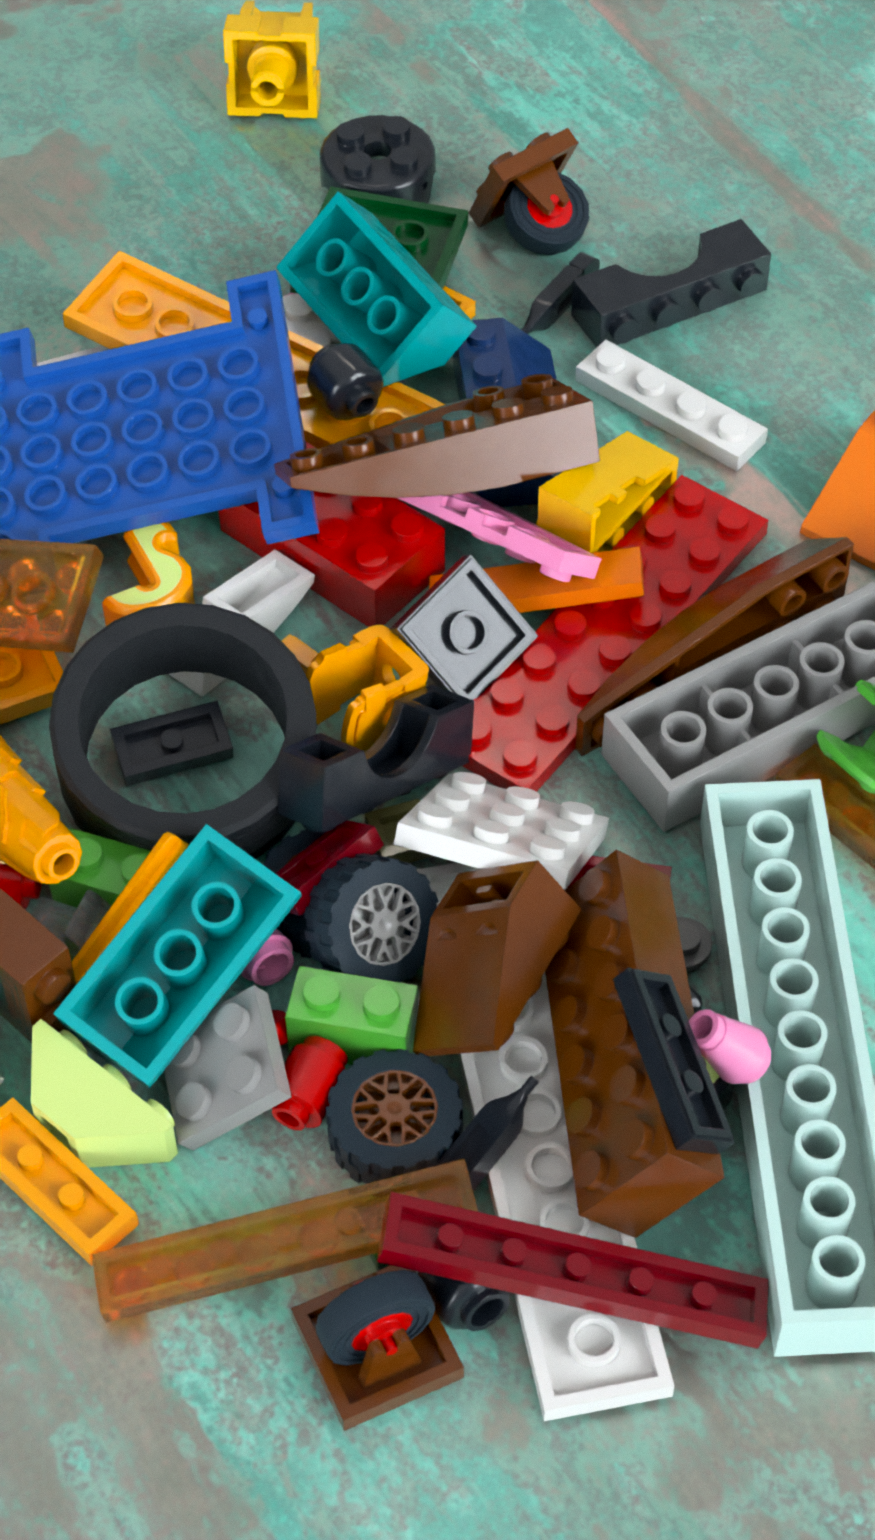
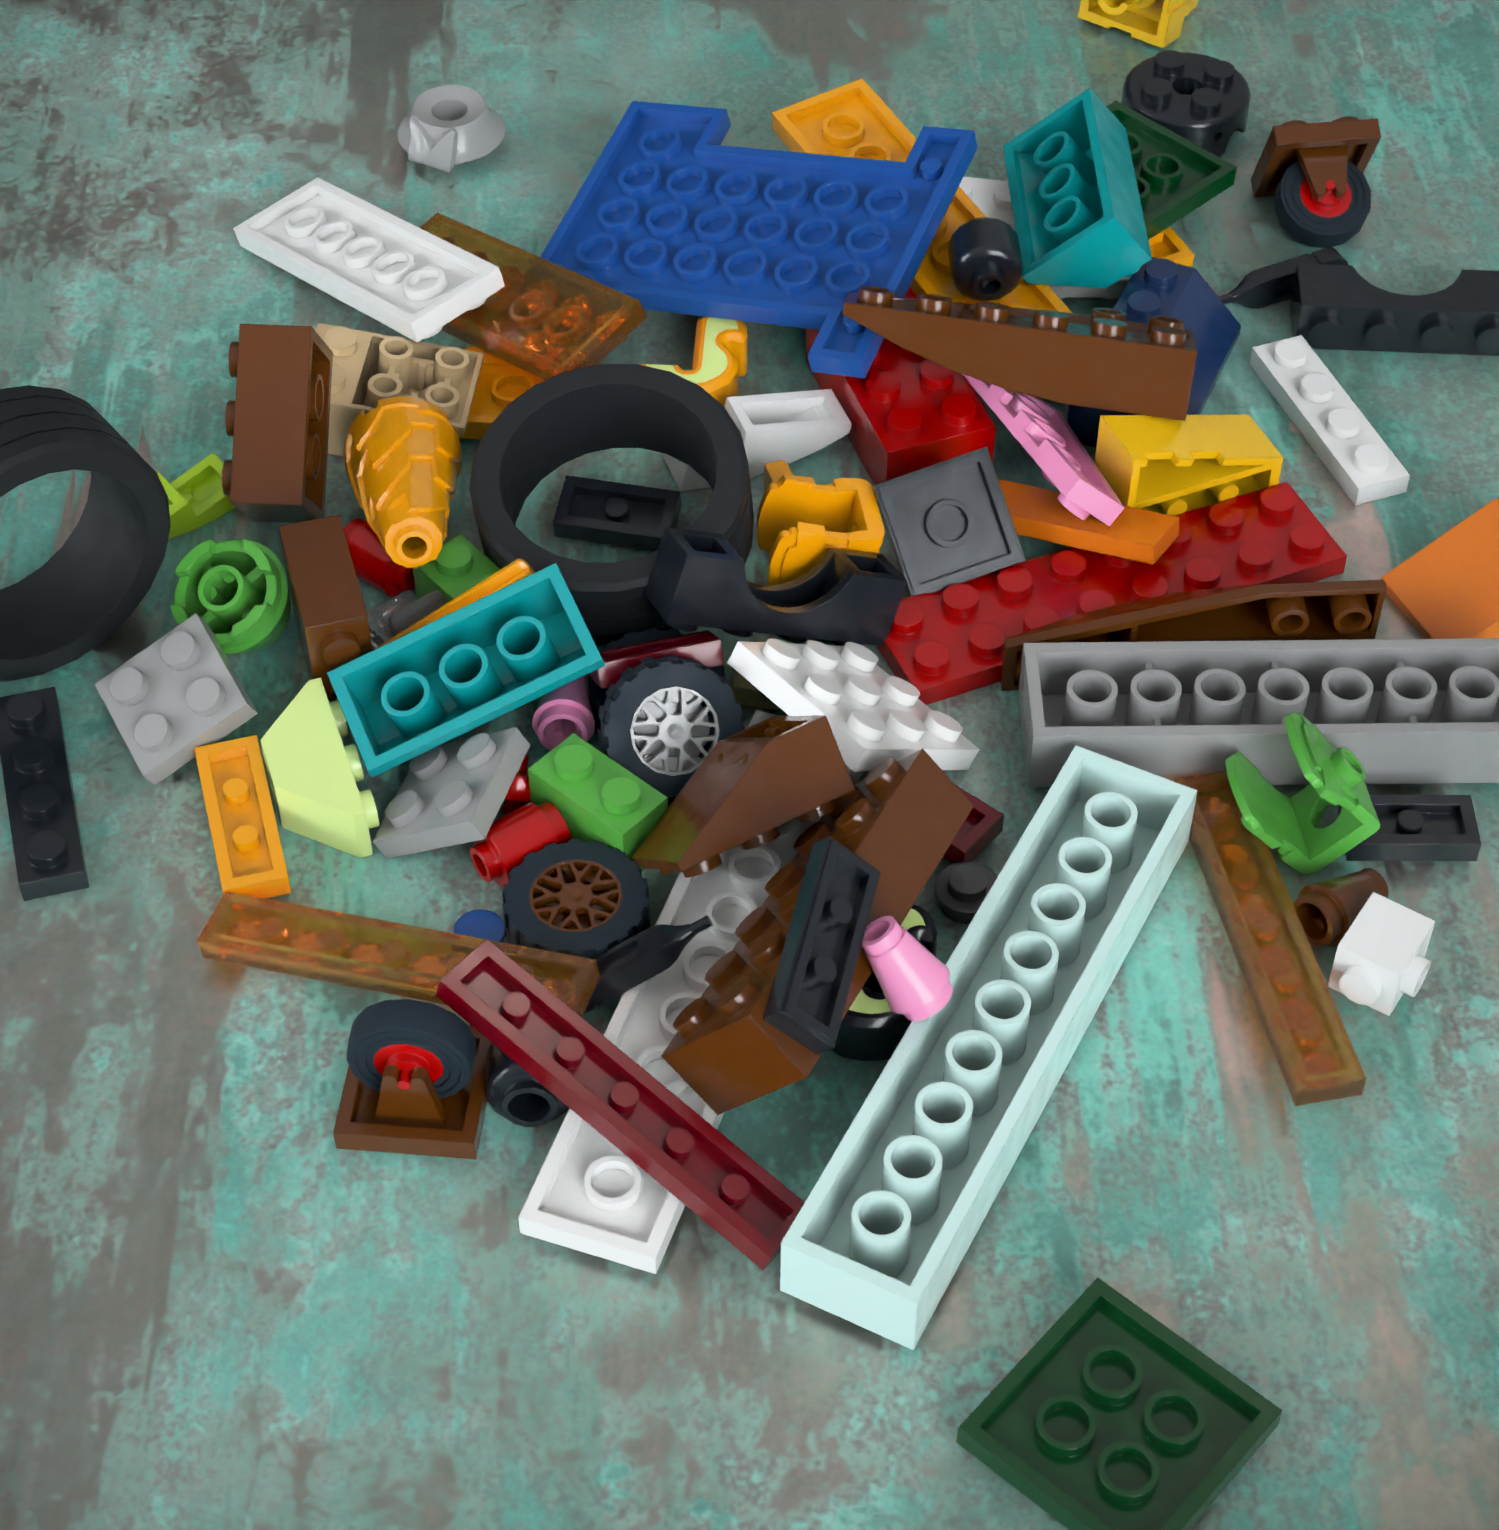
camera: 30 degrees right, 5 degrees down
(318, 1175) = (481, 924): none -> blue piece

